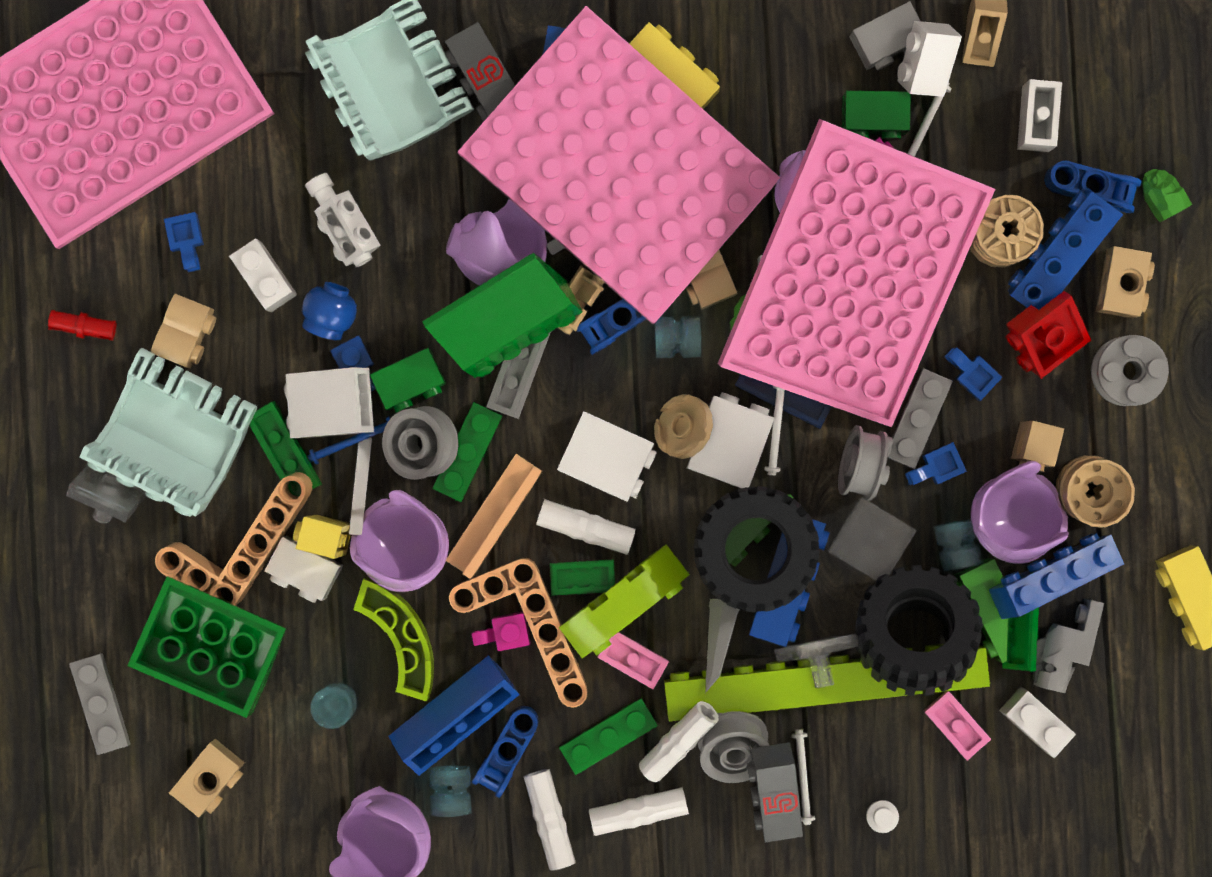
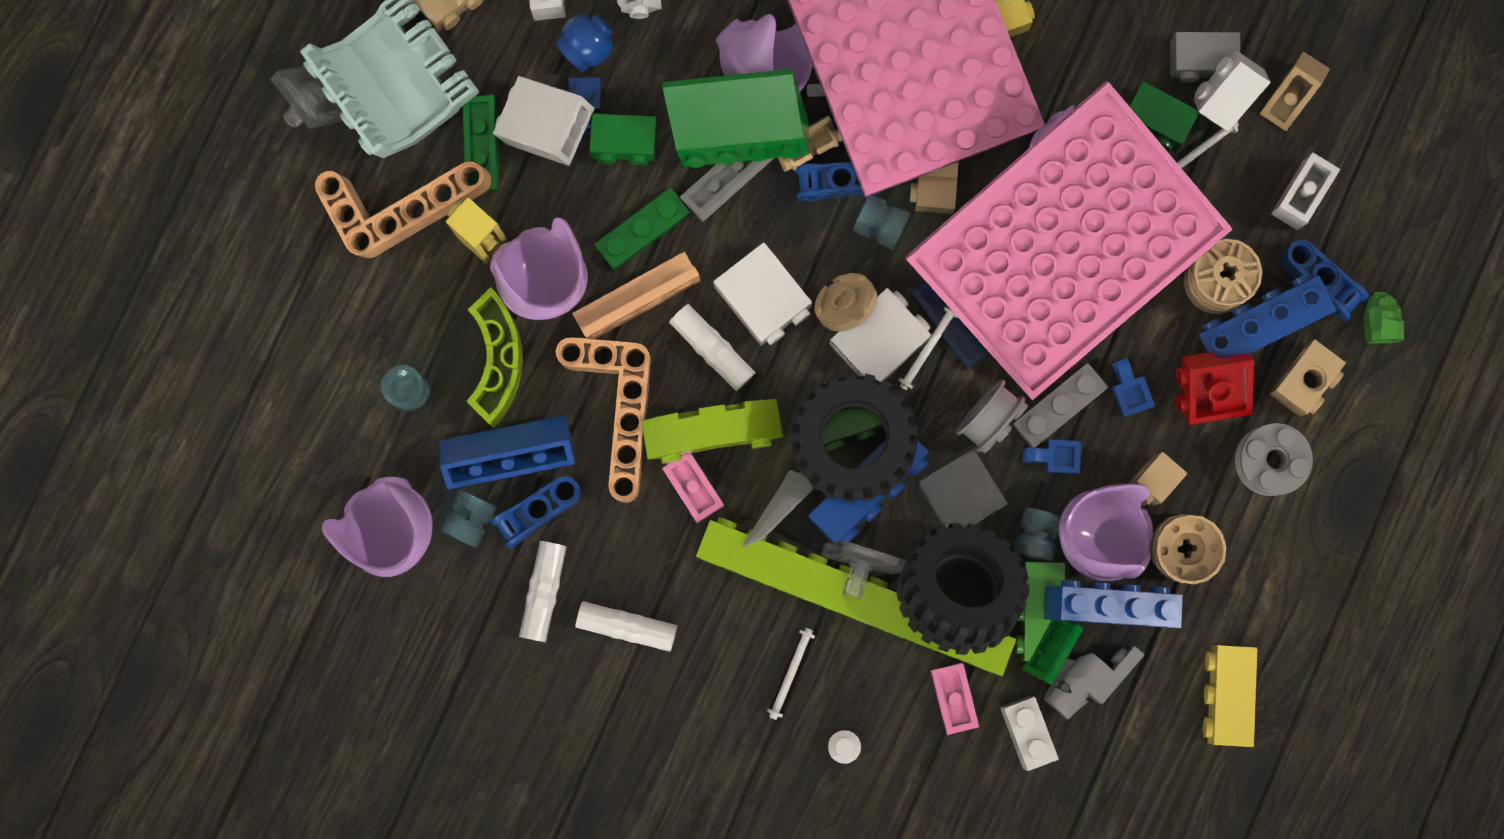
camera: 30 degrees right, 5 degrees down
(99, 704) = (200, 282): light grey plate -> none
(191, 789) = (240, 396): tan brick -> none
(207, 647) = (322, 278): green slope -> none
(303, 570) = (443, 255): white brick -> none
(314, 456) = (505, 163): blue axle -> none
(360, 487) = (532, 208): white sticker -> none
(437, 437) = (622, 198): light grey wheel -> none
(508, 631) = (593, 403): dark pink brick -> none
(582, 577) = (684, 389): green plate -> none
(608, 736) = (634, 545): green plate -> none
(678, 741) = (695, 578): white axle -> none
(729, 744) = (747, 593): light grey wheel -> none
(775, 792) = (758, 669): dark grey brick -> none

